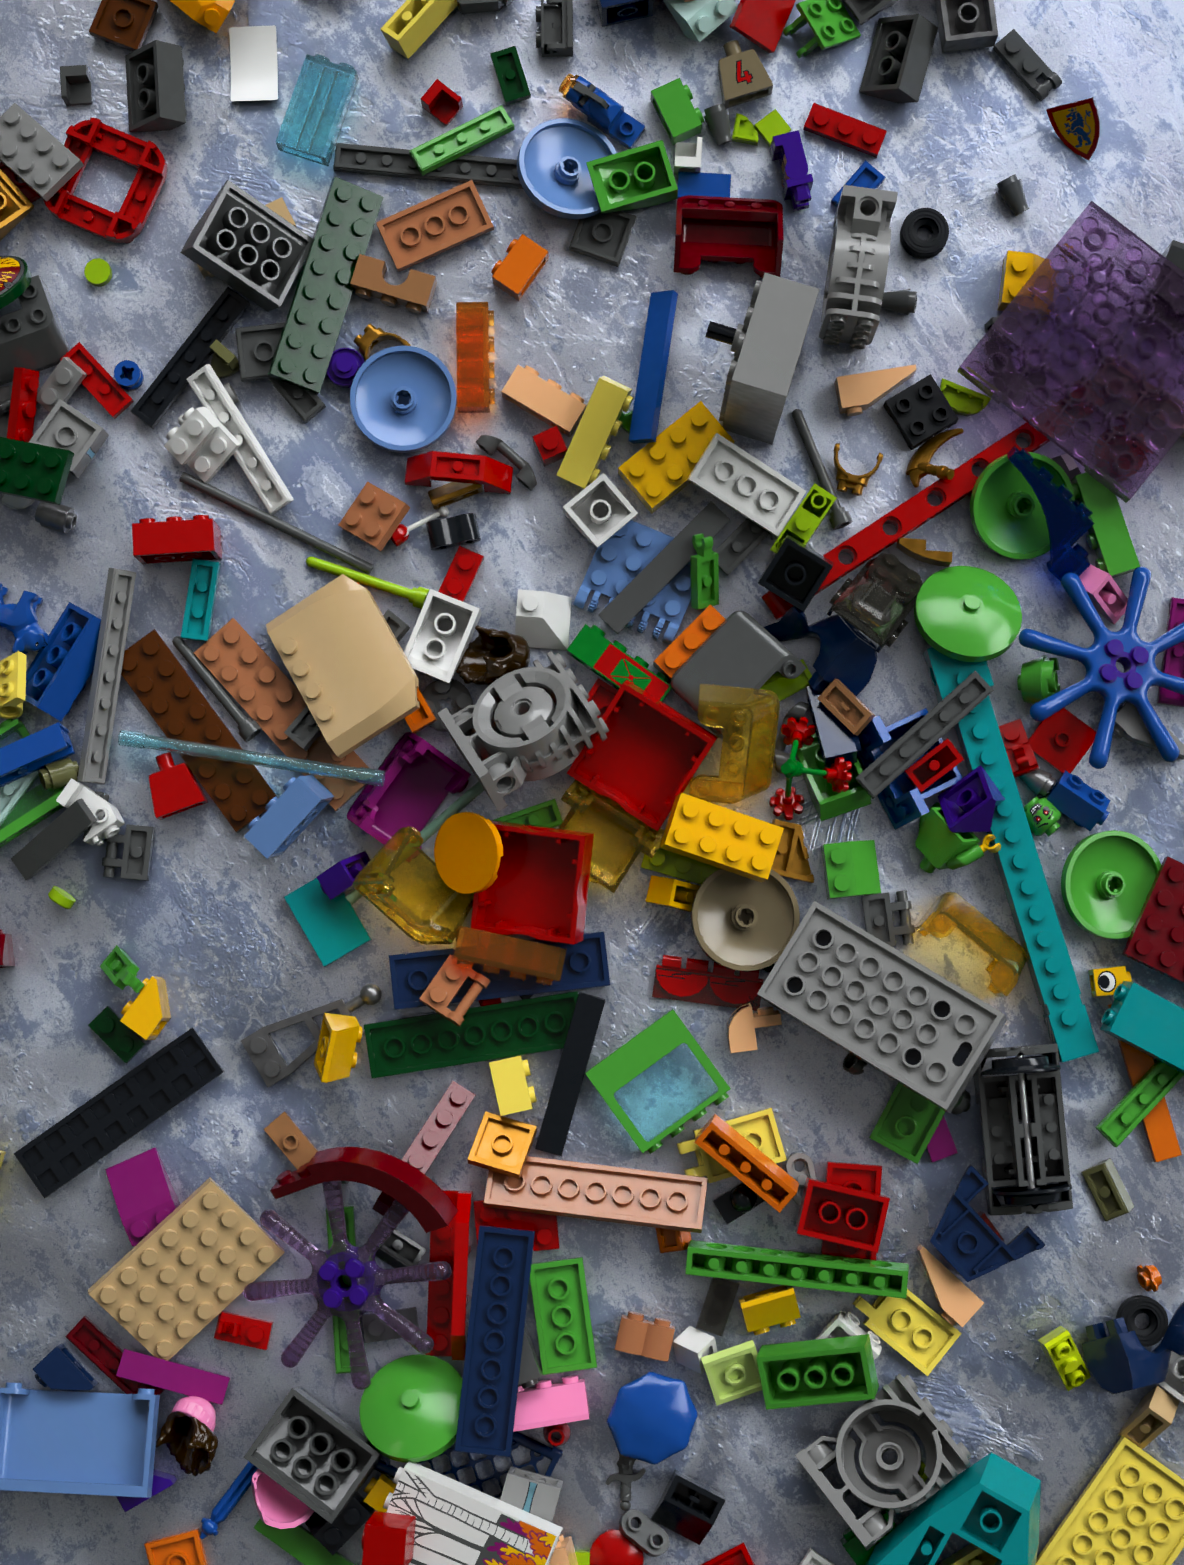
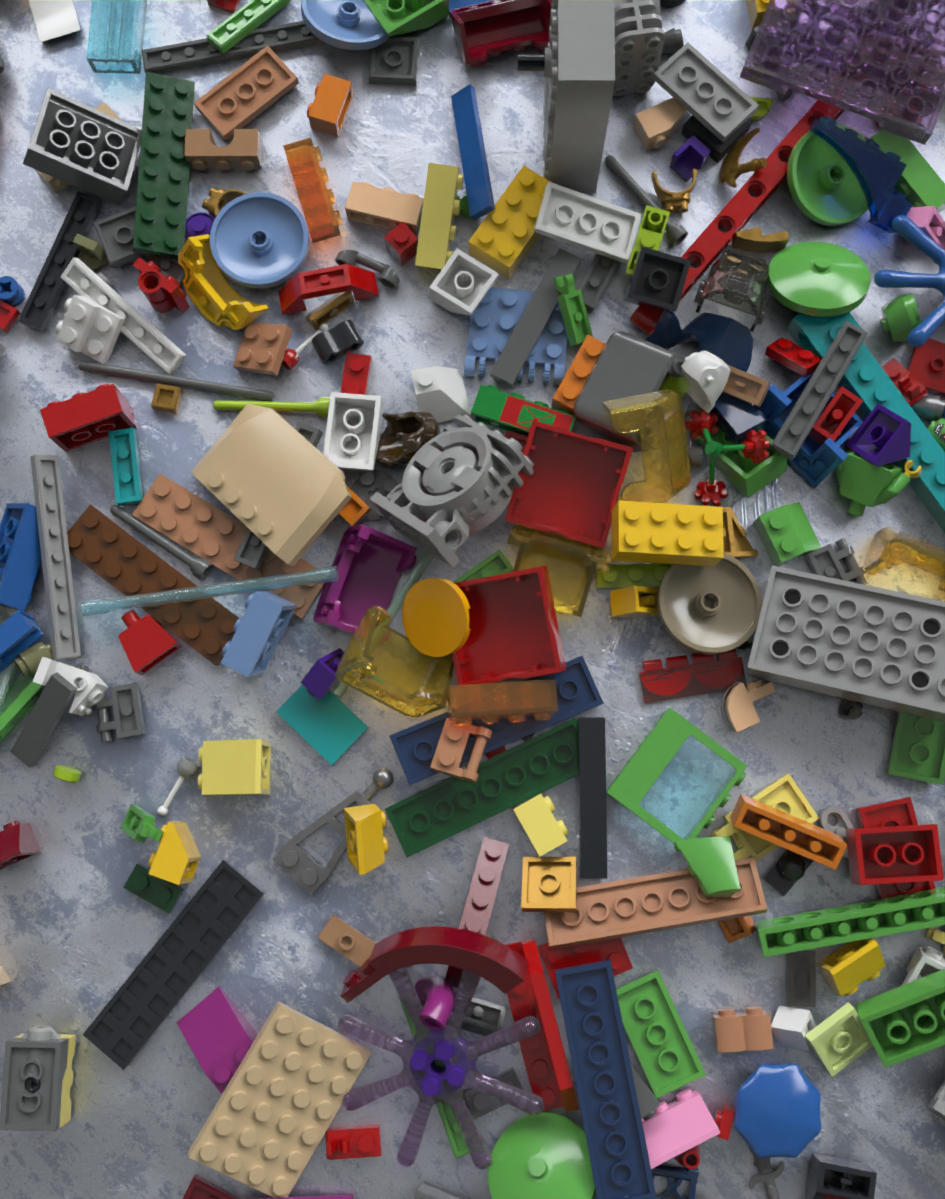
camera: 15 degrees left, 5 degrees down
(180, 926) = (186, 768): none -> hinge
(228, 941) = (235, 767): none -> light yellow slope
(261, 538) = (166, 398): none -> pearl gold tile
(283, 413) = (160, 291): none -> red plate
(339, 438) = (211, 290): none -> yellow windscreen
(361, 1221) = (438, 1001): none -> magenta cylinder
(599, 1415) = (724, 1121): none -> red plate
(662, 1171) = (712, 864): none -> bright green slope
(812, 688) = (706, 378): none -> white helmet
(881, 439) = (689, 156): none -> dark purple panel
(915, 377) = (705, 92): none -> light grey plate
(915, 688) = (793, 356): none -> red plate

